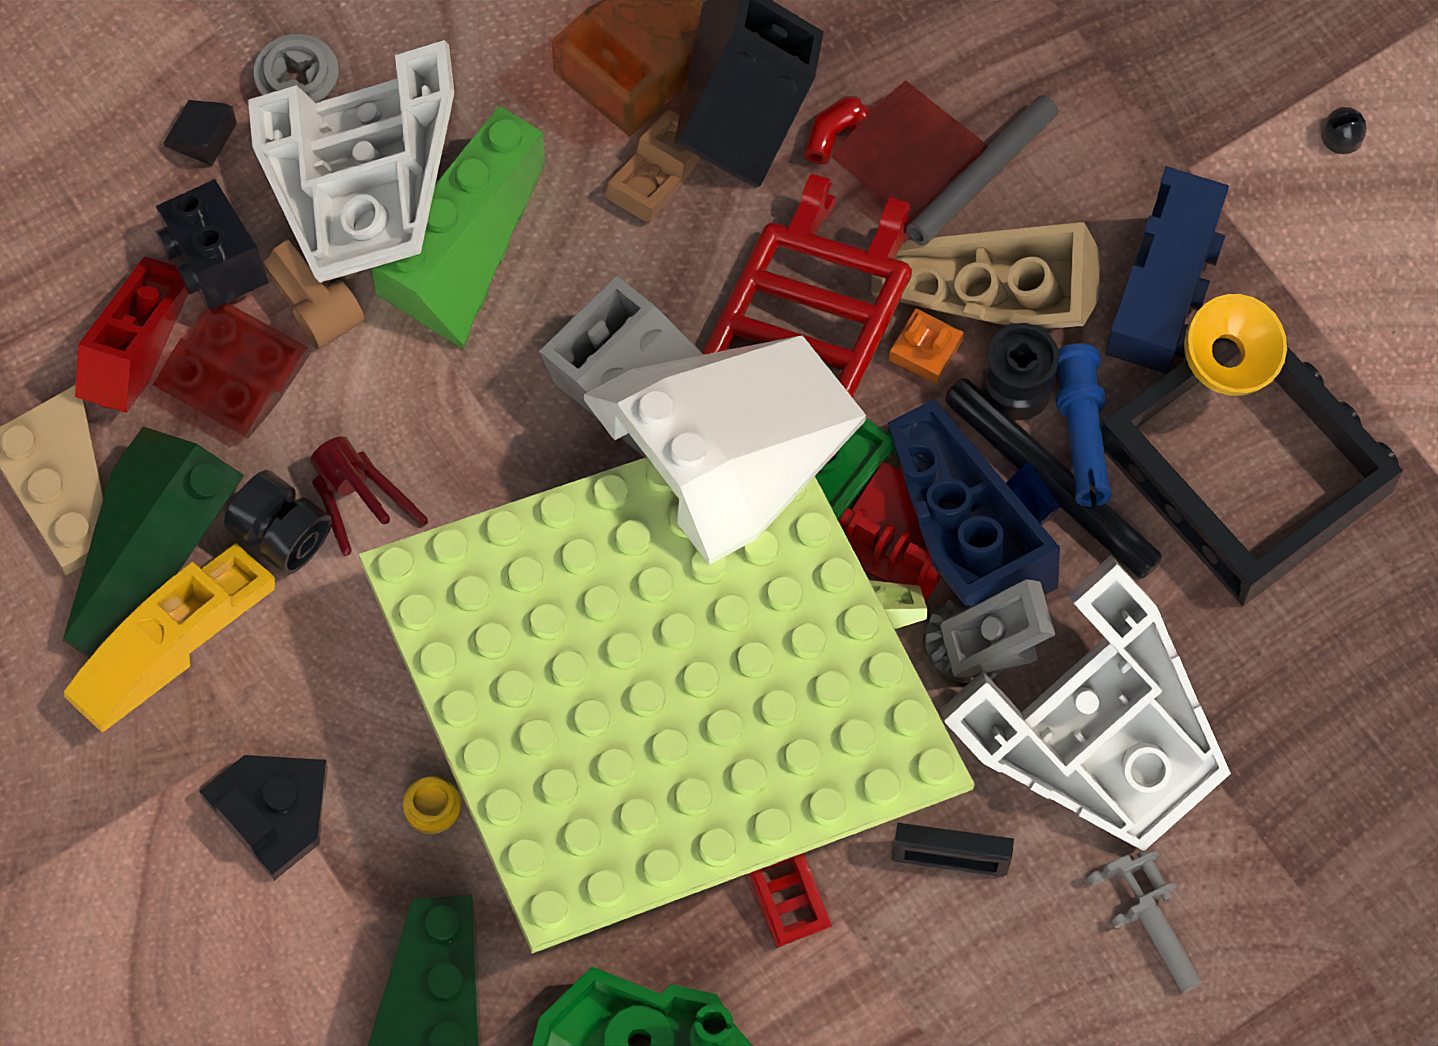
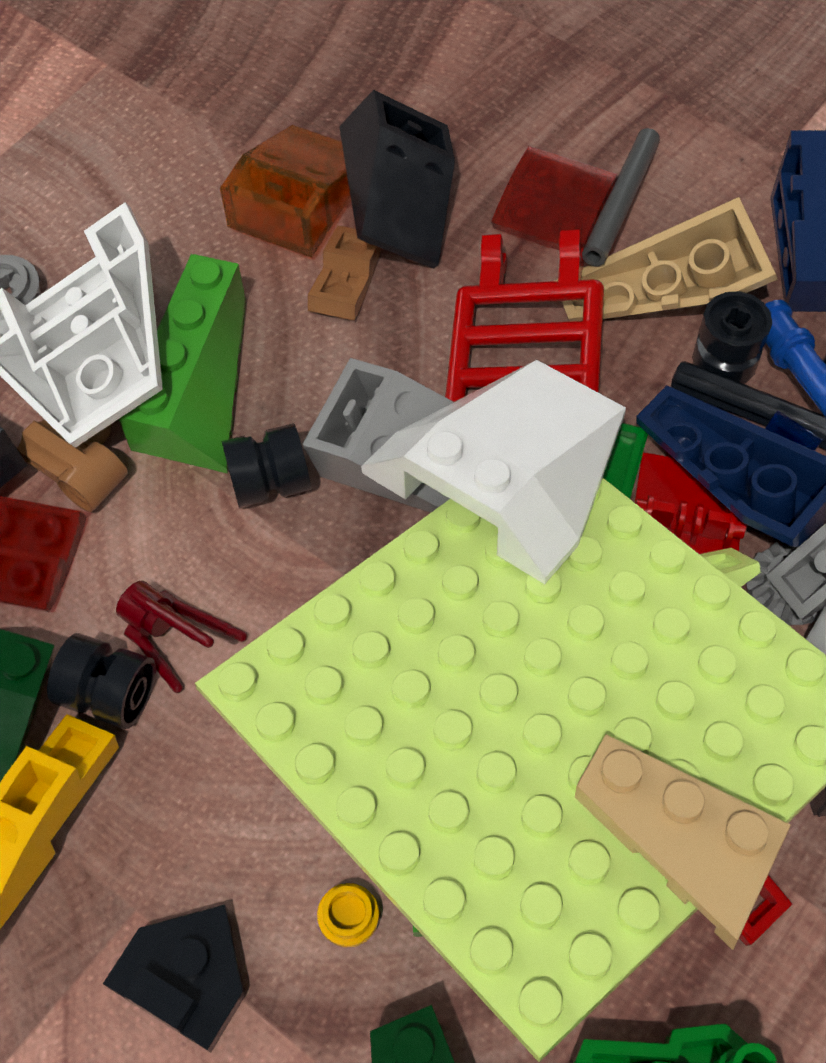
camera: 15 degrees left, 5 degrees down
(500, 357) = (267, 465): none -> black wheel
(732, 820) = (689, 831): none -> tan wing
(828, 123) = (475, 201): red arm -> none
(926, 346) = (635, 347): orange tile -> none

